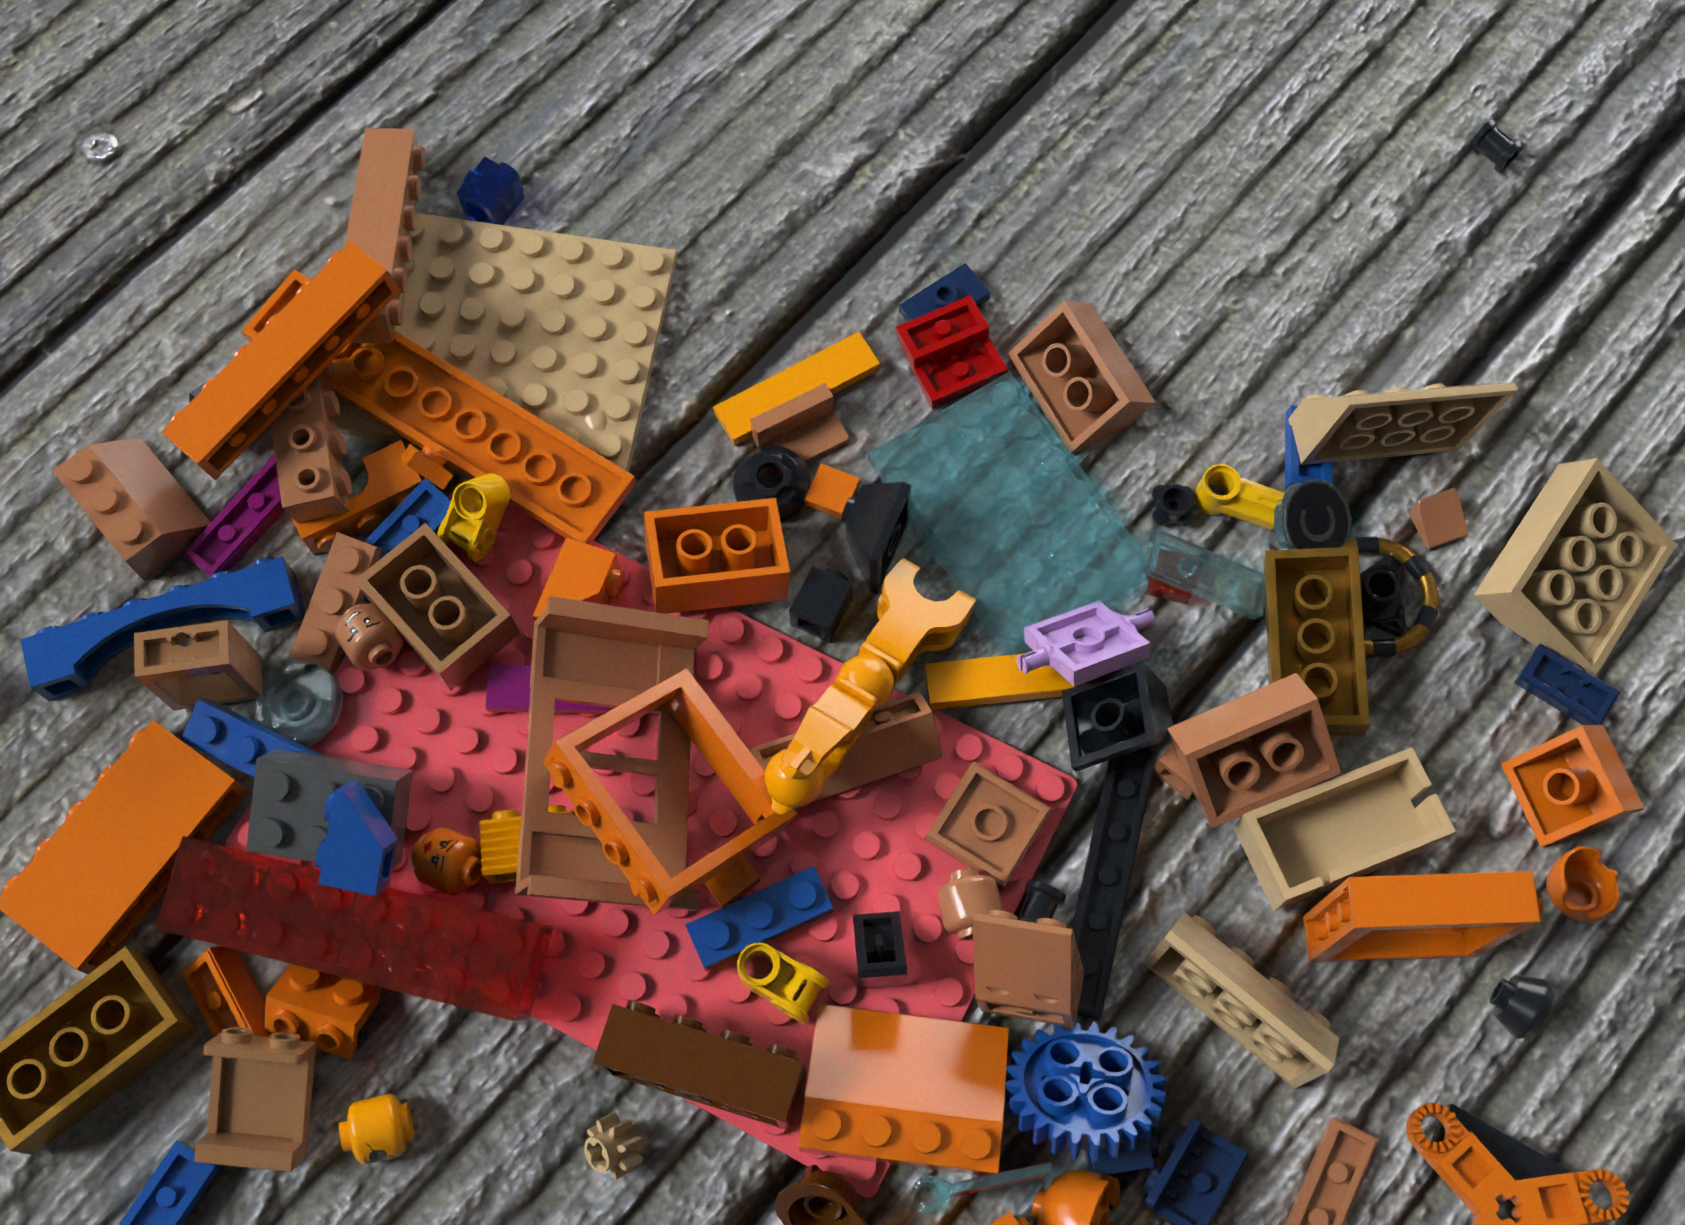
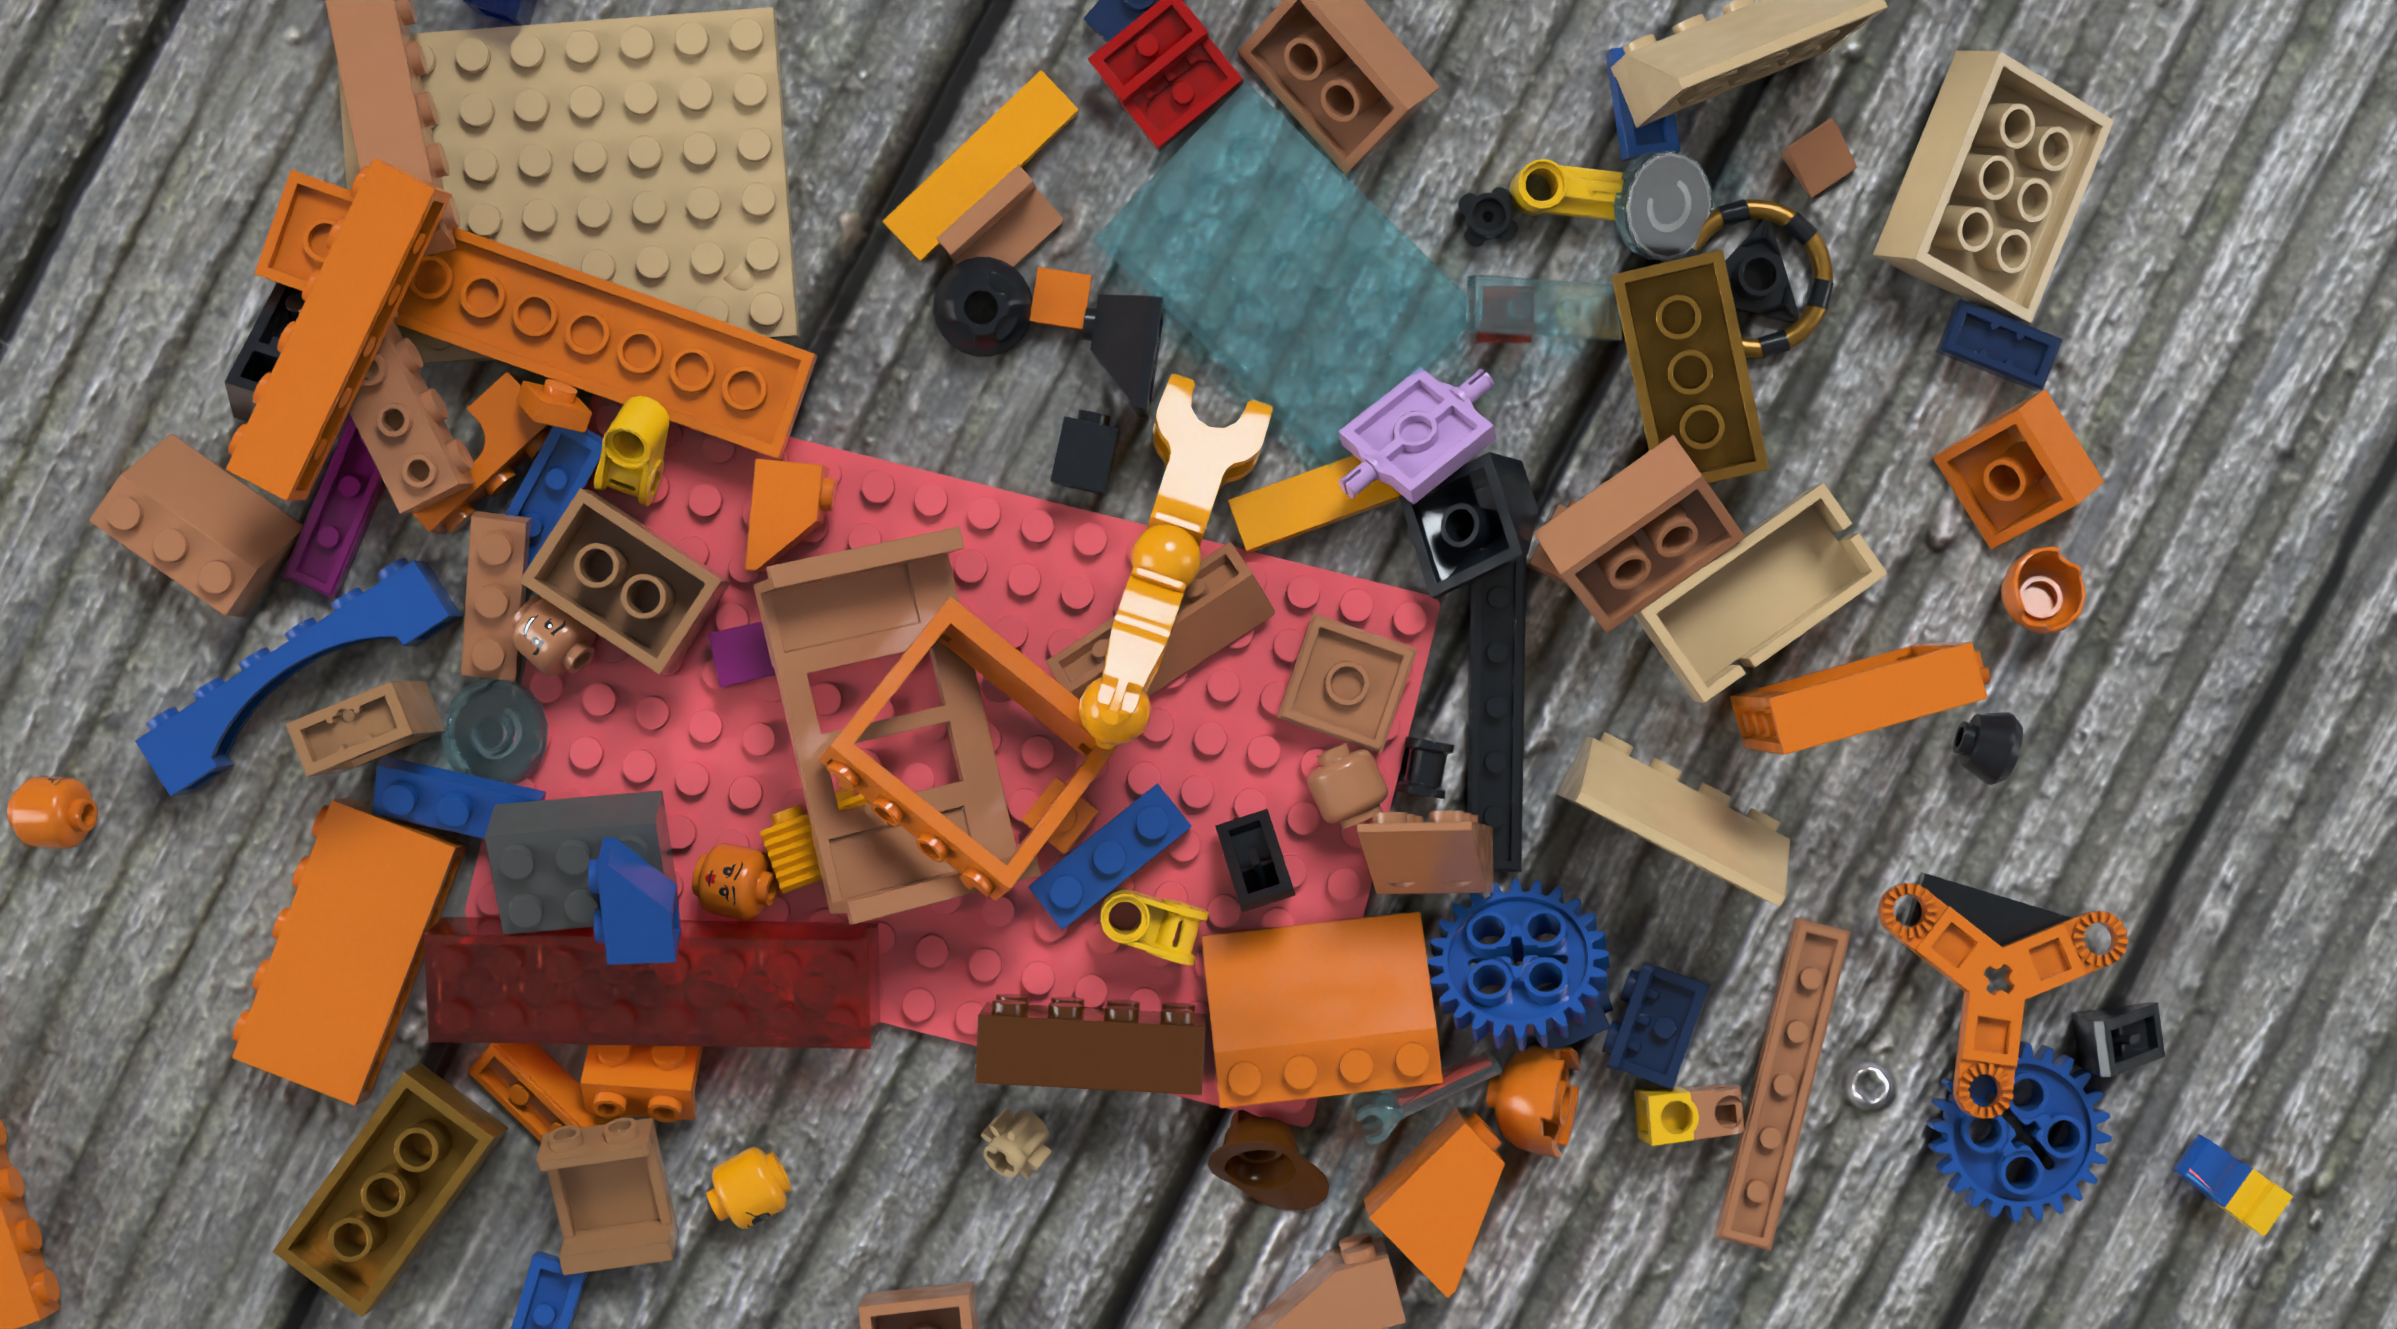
camera: 10 degrees left, 20 degrees up
(716, 555) = (943, 432): orange brick -> none

